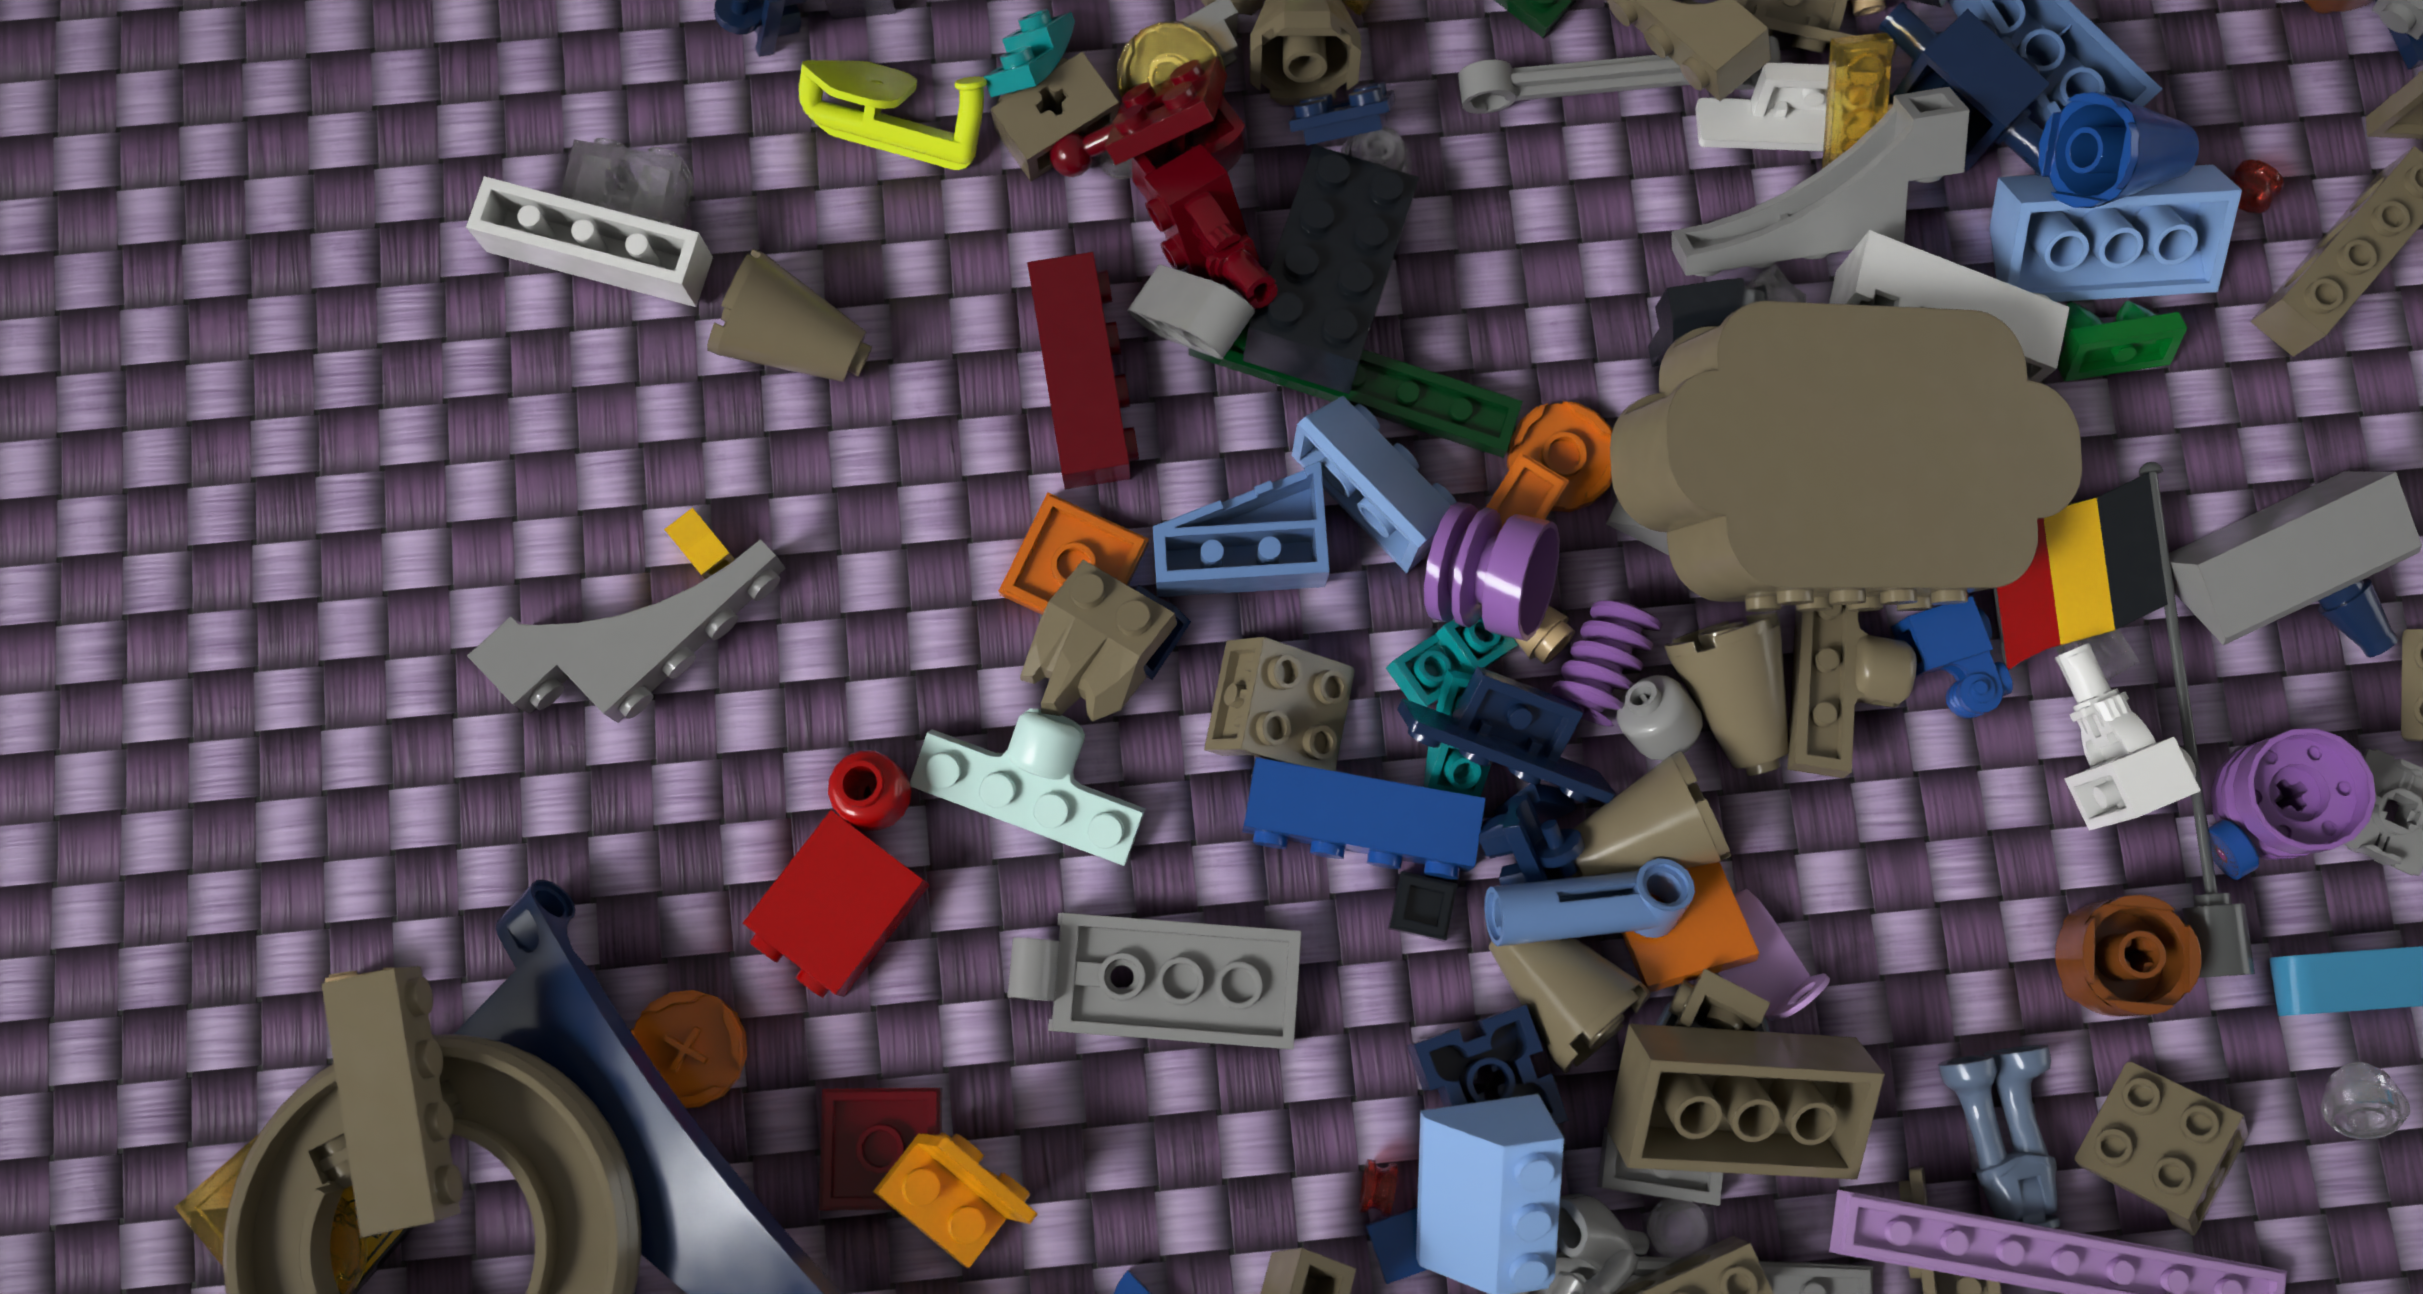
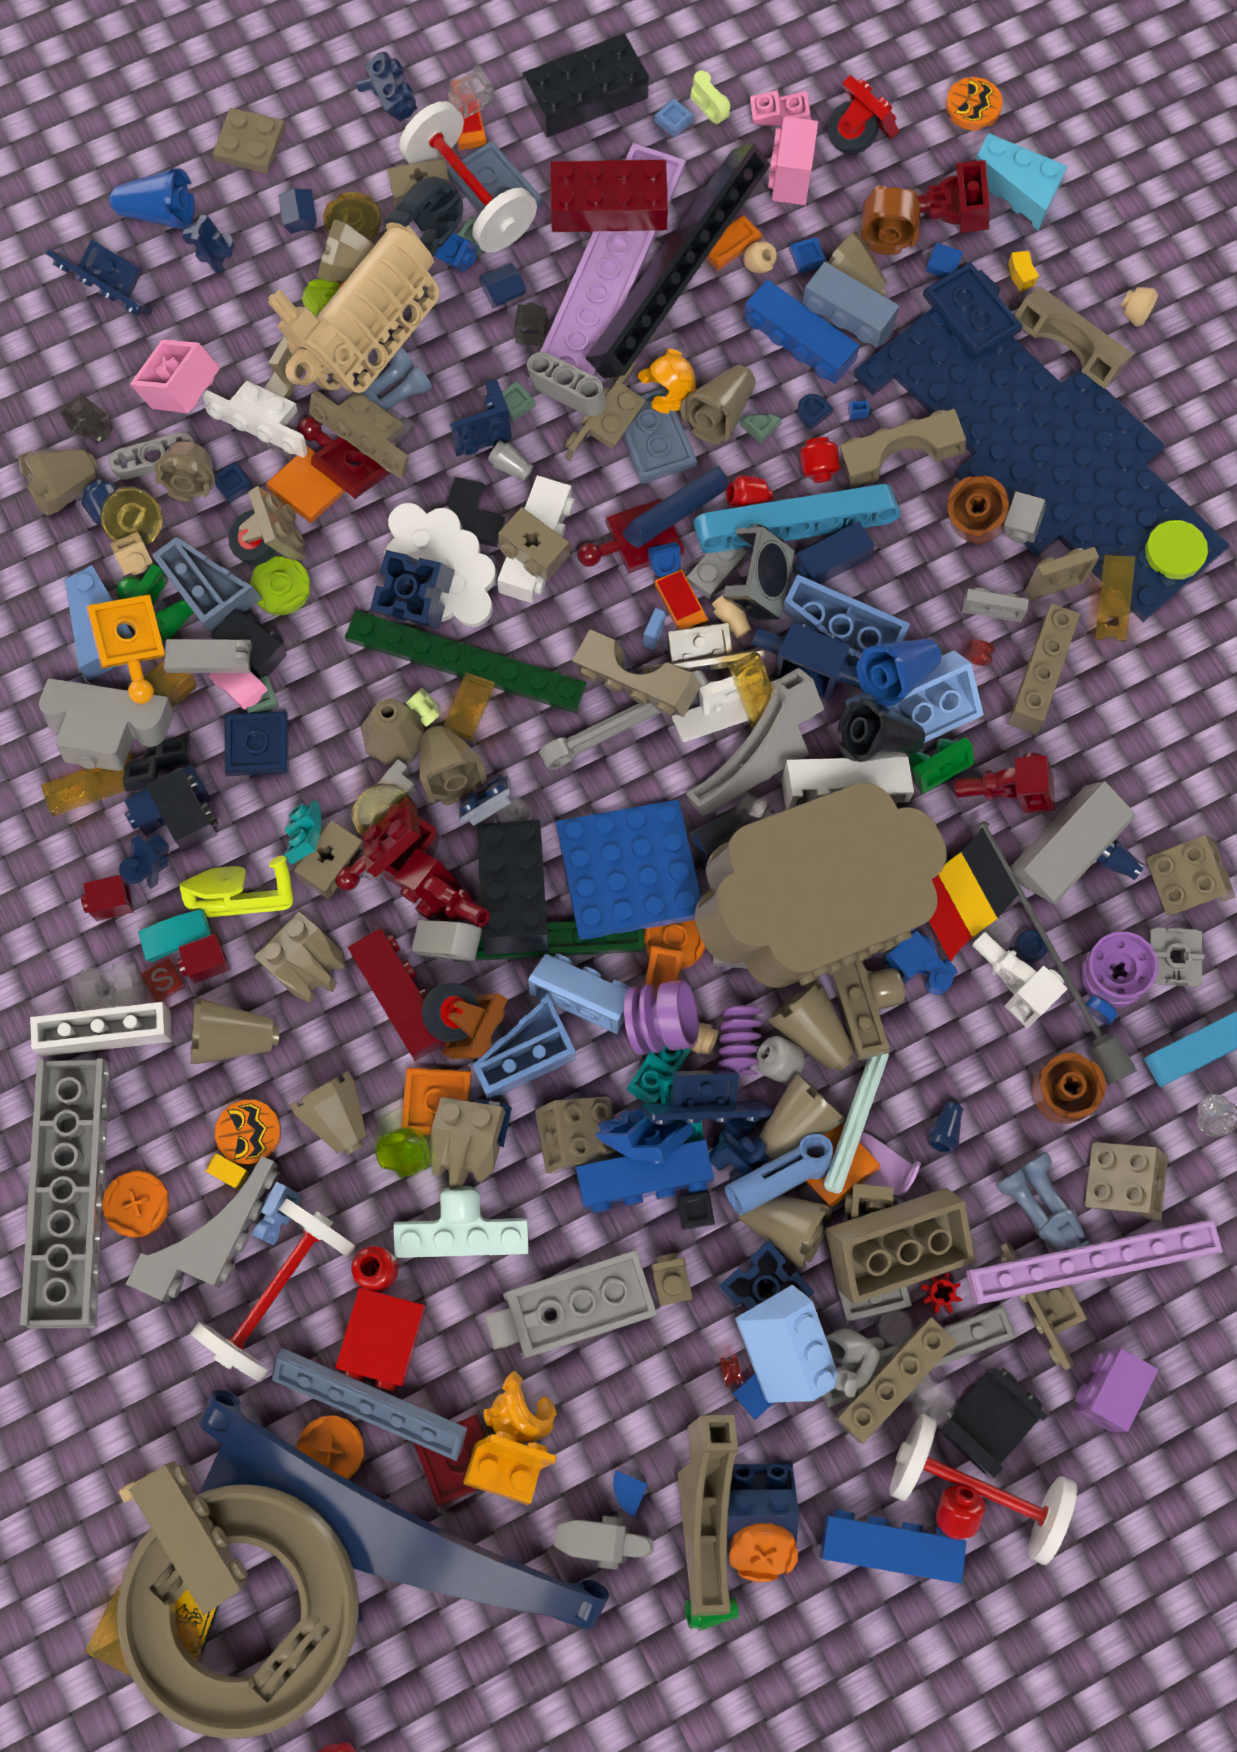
camera: 20 degrees left, 5 degrees down
(434, 479) = (65, 1195): none -> light grey tile
(539, 539) = (136, 1204): none -> orange tile
(587, 827) = (230, 1350): none -> white piece
(683, 42) = (107, 898): none -> dark red brick
(720, 206) = (163, 980): none -> clear red tile
(755, 635) = (269, 1227): none -> medium blue plate
(757, 494) = (247, 1132): none -> tile
(766, 138) = (168, 935): none -> teal slope
(775, 1003) = (369, 1404): none -> sand blue tile
(794, 195) = (203, 959): none -> dark red brick
(902, 517) = (334, 1114): none -> dark tan cone
(950, 255) = (301, 958): none -> dark tan plate
(988, 623) = (403, 1151): none -> clear neon green hair
(992, 1117) = (512, 1415): none -> light orange helmet
(1165, 446) = (462, 1019): none -> plate
(1338, 1002) = (671, 1280): none -> dark tan bracket
(1382, 755) = (642, 1139): none -> blue plate
(1531, 316) = (629, 869): none -> blue plate
(1743, 871) = (855, 1123): none -> light aqua axle
(1784, 1219) = (949, 1298): none -> red gear
(1889, 943) = (946, 1130): none -> dark blue cone
(2038, 243) = (877, 732): none -> black cone
(2152, 696) = (1030, 946): none -> dark blue tile
(2254, 425) = (1028, 781): none -> dark red brick
(2310, 118) = (1005, 607): none -> light grey plate

